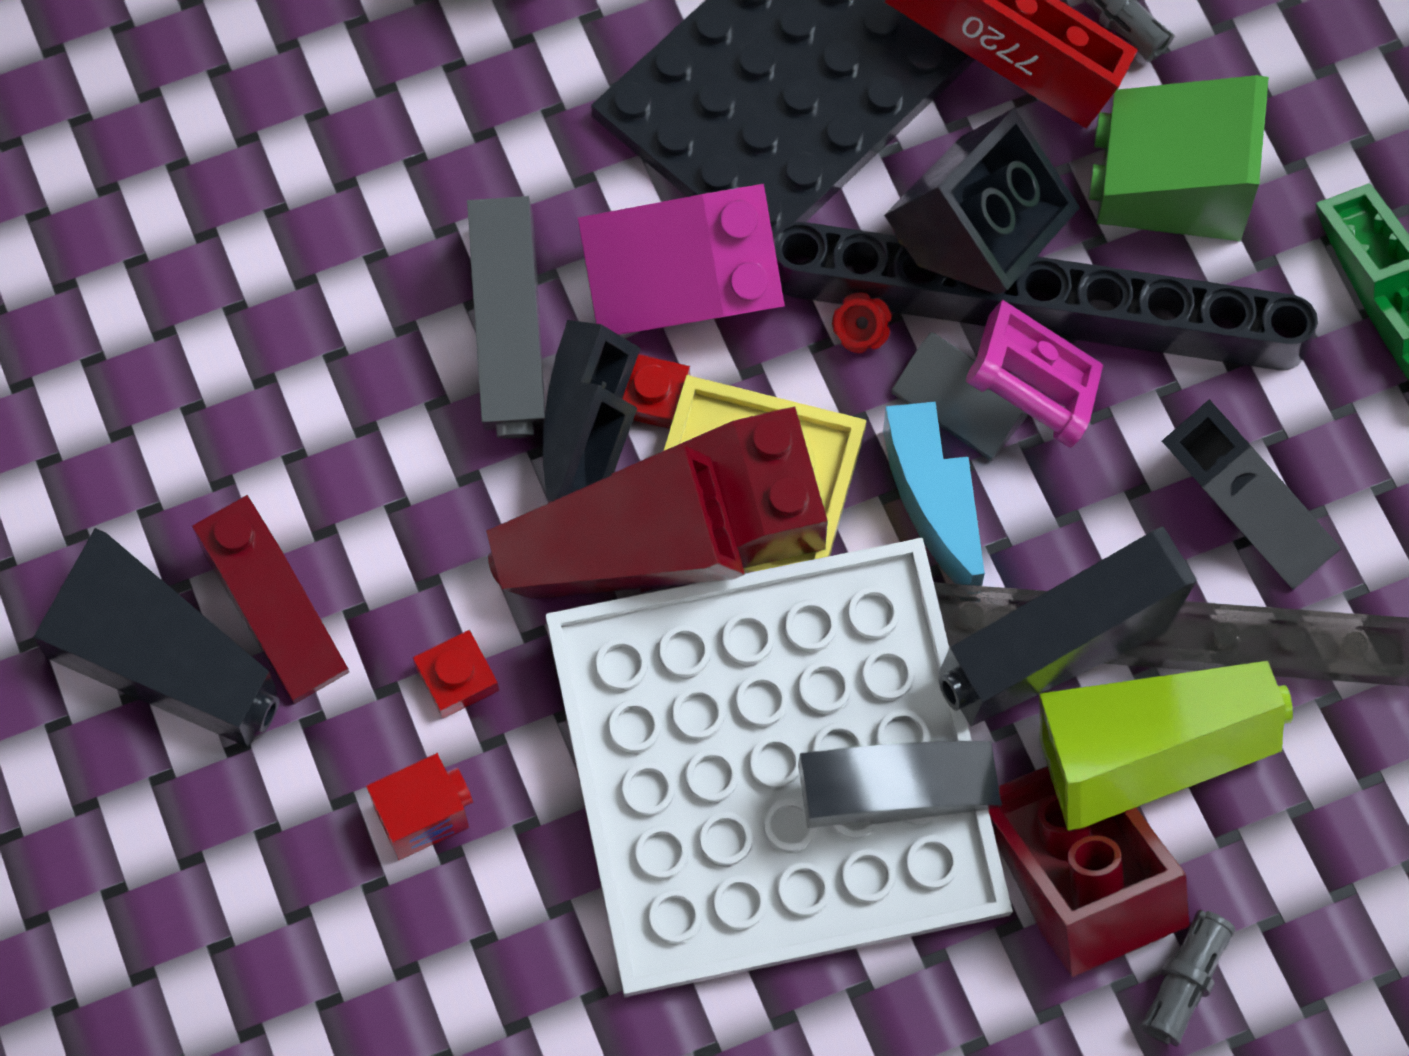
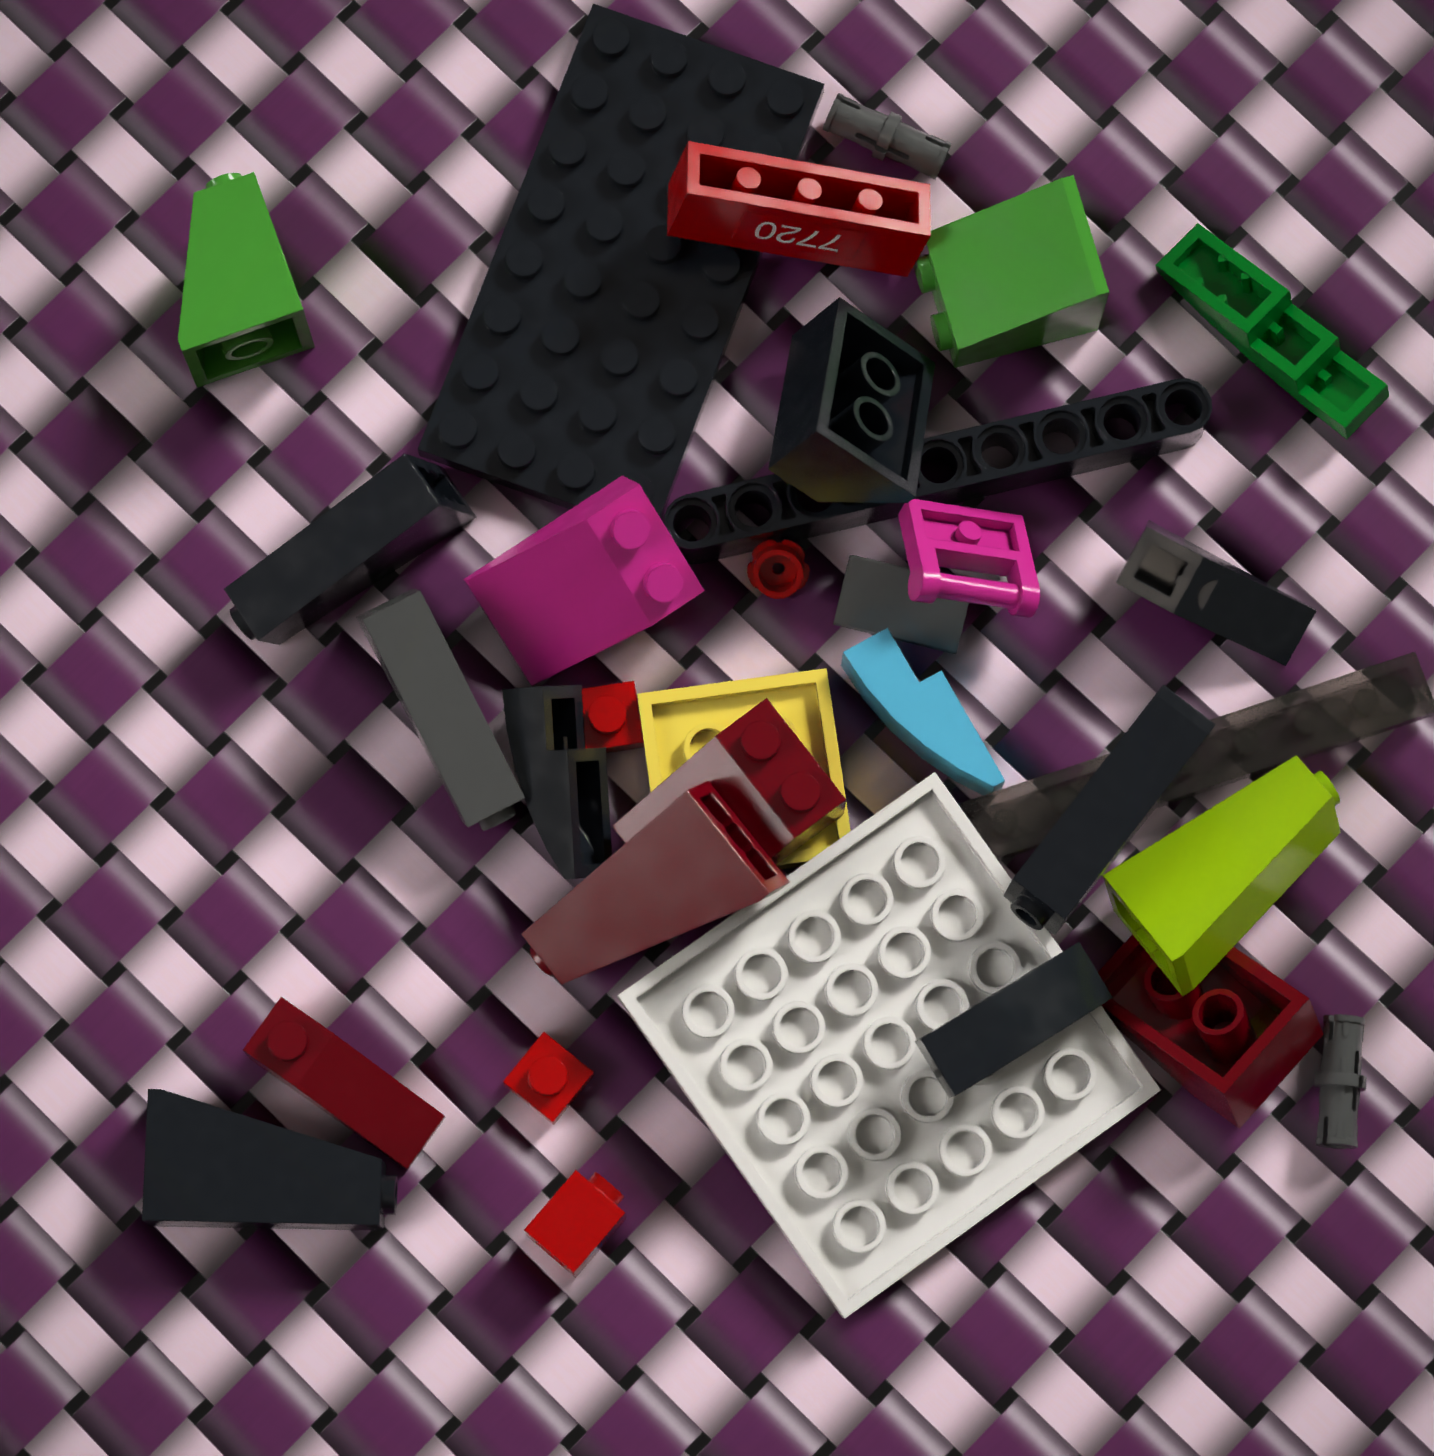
camera: 25 degrees left, 10 degrees up
(514, 148) = (348, 549): none -> black slope

